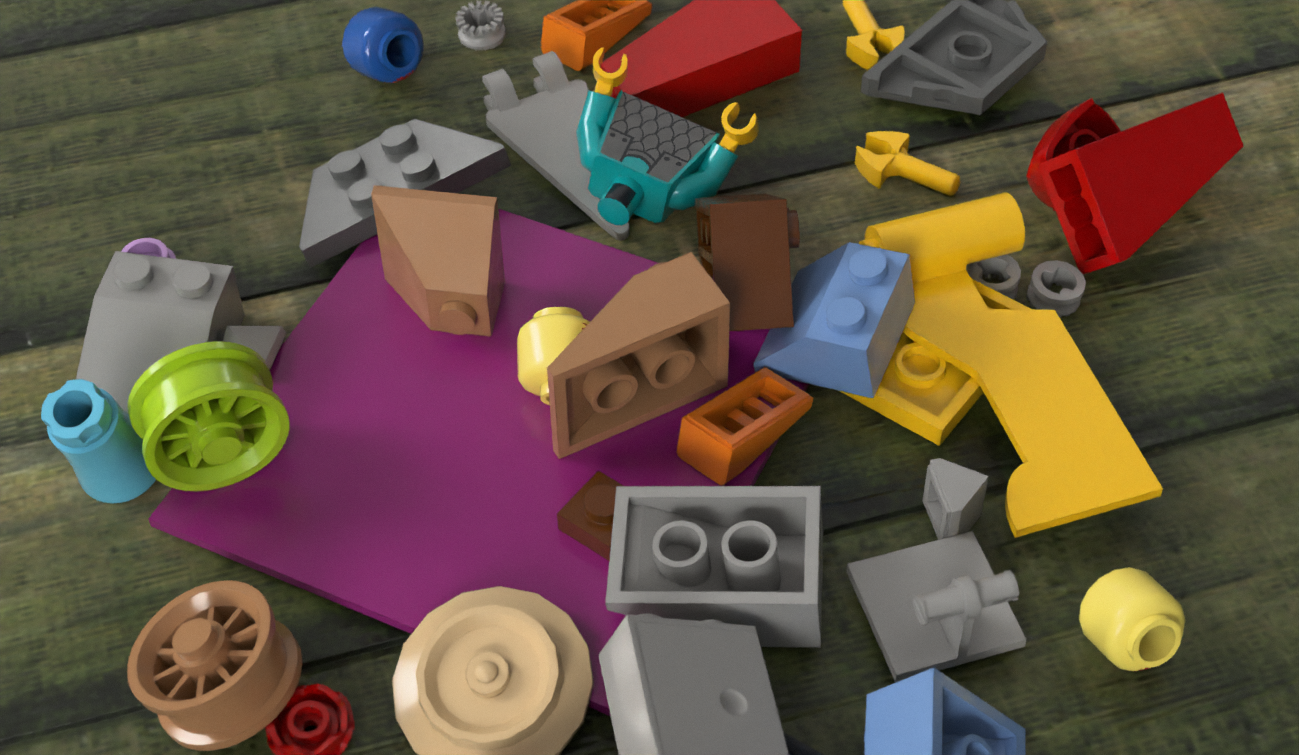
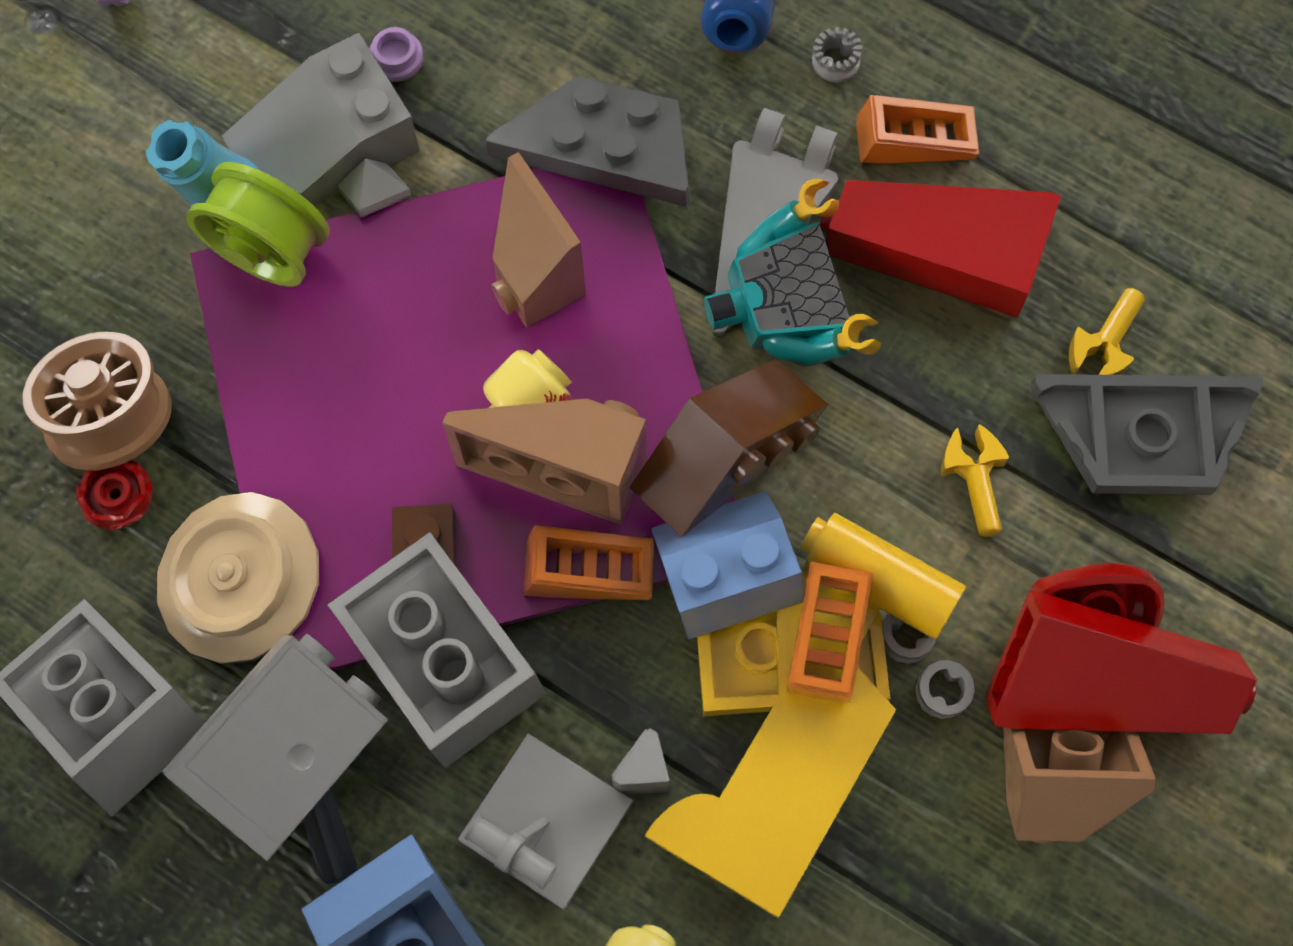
camera: 50 degrees right, 20 degrees up
(981, 327) = (819, 686): none -> orange slope
(1197, 256) = (1072, 781): none -> medium nougat slope

